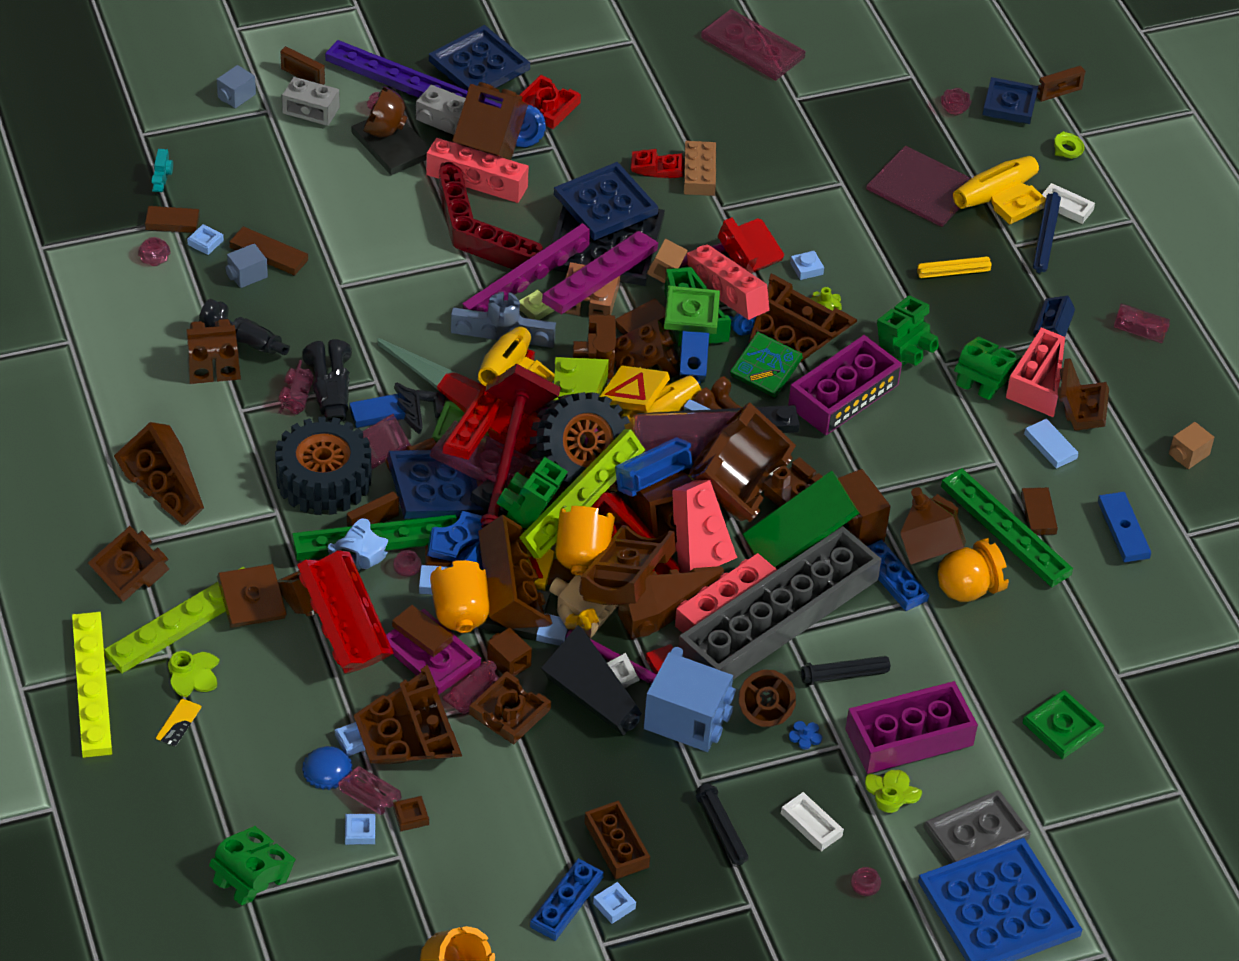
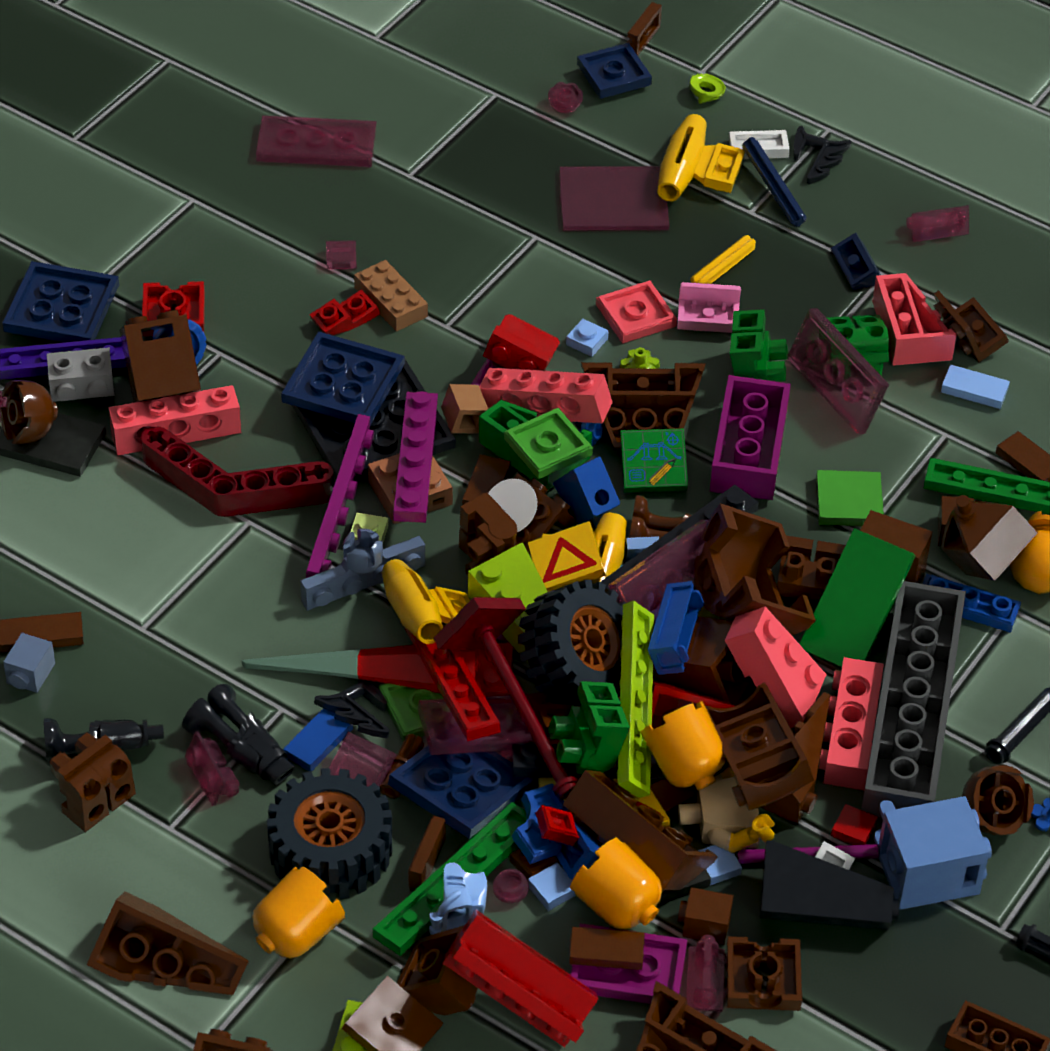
camera: 35 degrees left, 0 degrees up
(252, 498) = (295, 914): none -> light orange cylinder
(460, 540) = (557, 825): none -> red tile
(634, 337) = (517, 500): none -> white sticker
(694, 125) = (341, 254): none -> clear pink tile
(859, 267) = (636, 311): none -> coral tile
(882, 463) = (847, 496): none -> bright green tile
(906, 282) = (707, 306): none -> bright pink bracket
(950, 375) = (837, 371): none -> clear pink tile
(1107, 238) = (828, 156): none -> black piece

